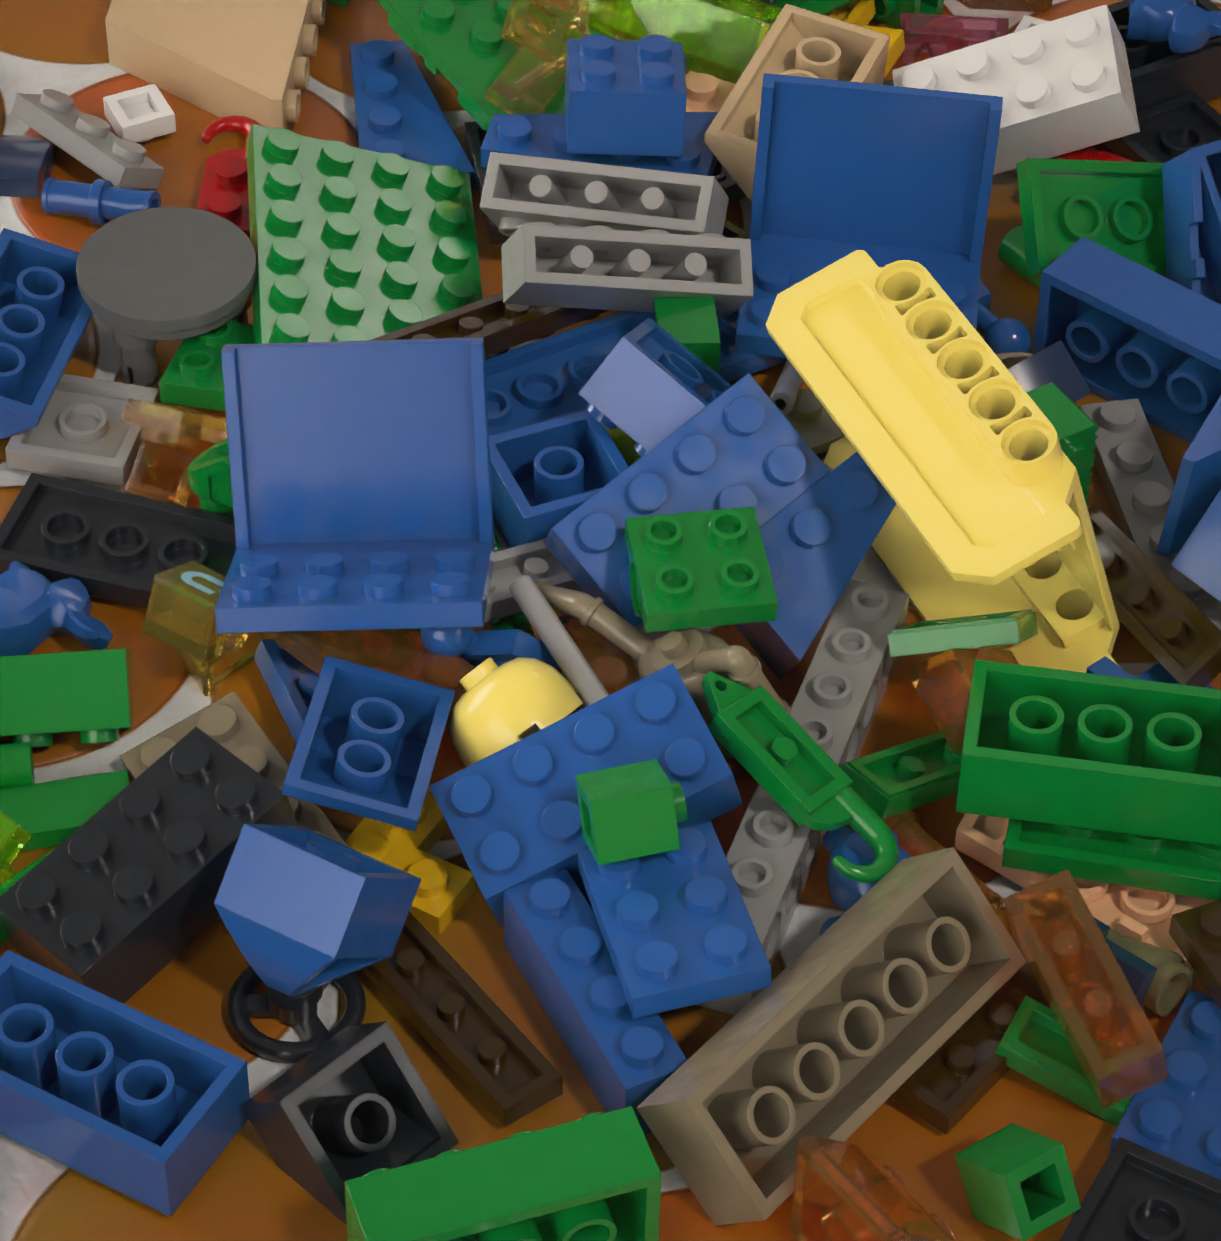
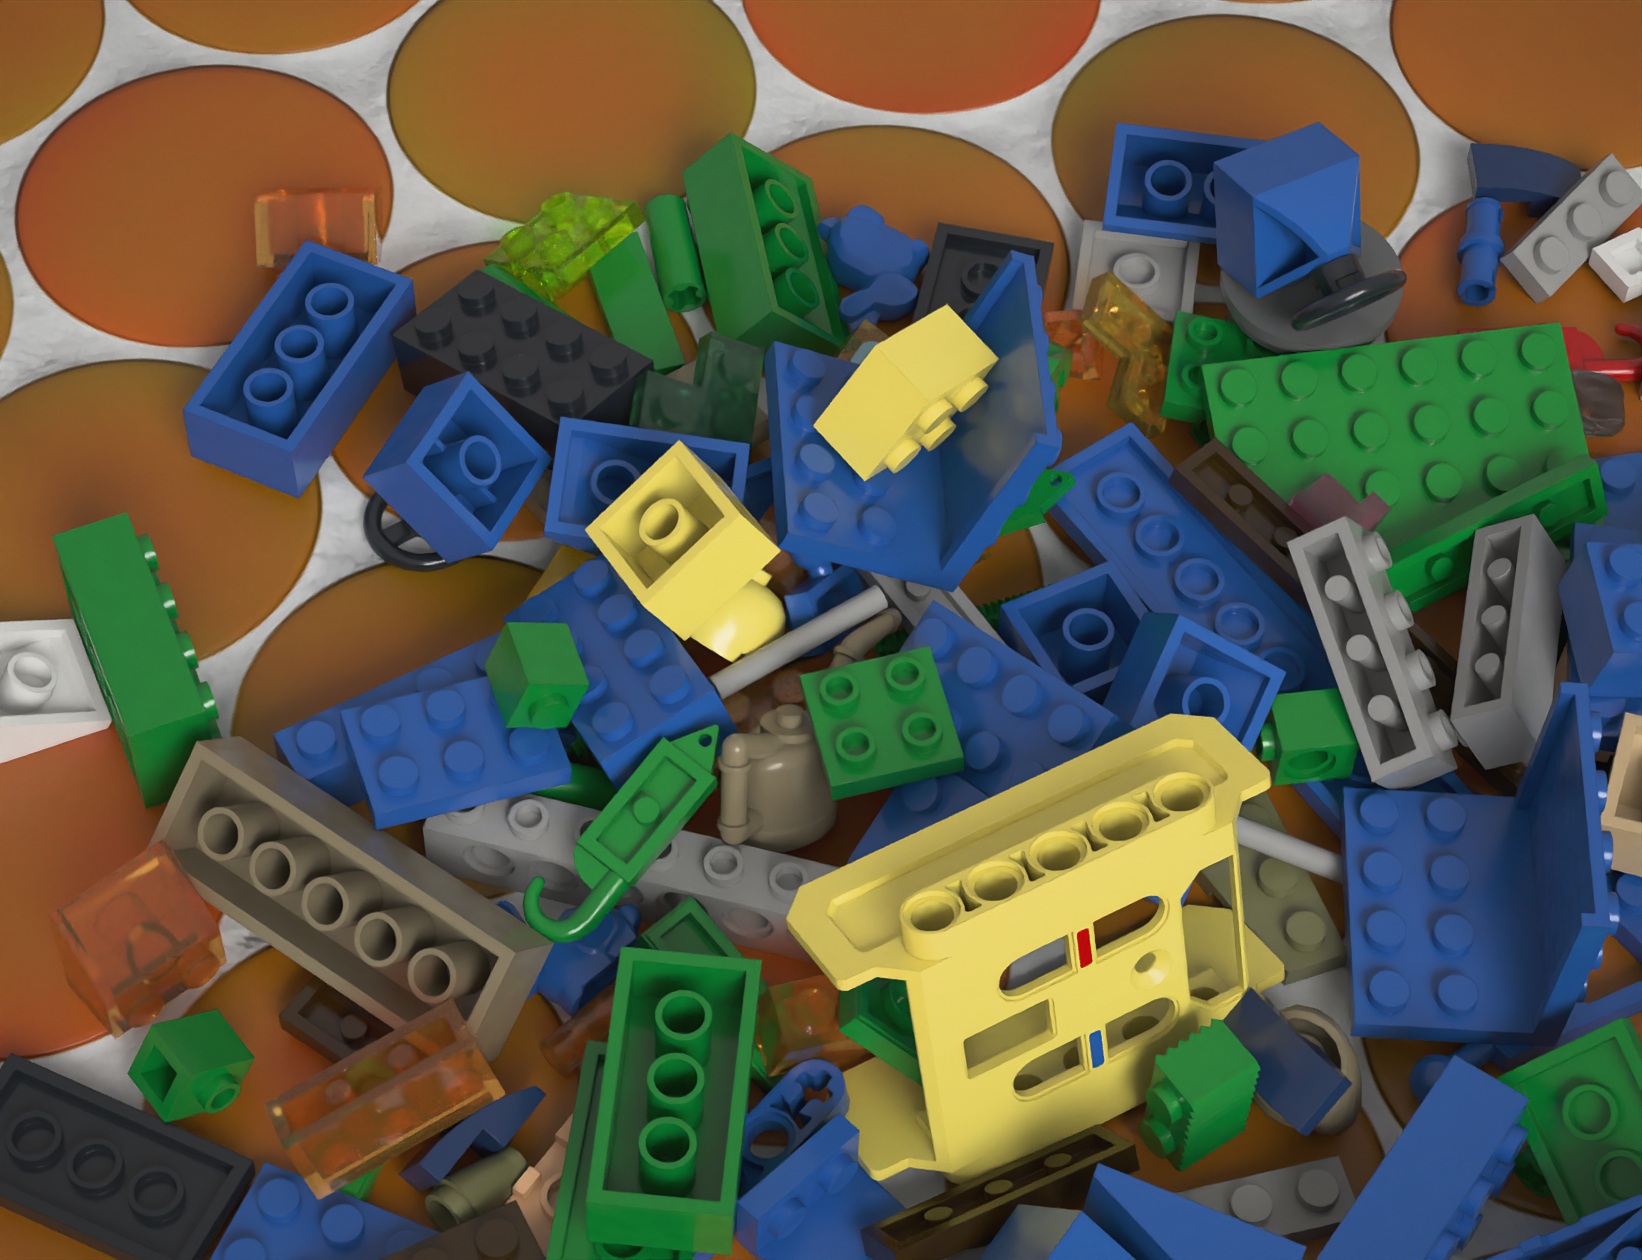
camera: 85 degrees right, 10 degrees up
(166, 216) = (1295, 216): none -> blue piece
(253, 716) = (716, 405): none -> clear green plate
(329, 493) = (907, 394): none -> light yellow brick
(348, 1113) = (275, 558): black slope -> none
(451, 285) = (1329, 500): none -> panel
(459, 201) = (1441, 558): none -> green plate
(465, 1026) = (404, 627): dark brown plate -> none
(483, 676) = (682, 540): none -> light yellow brick

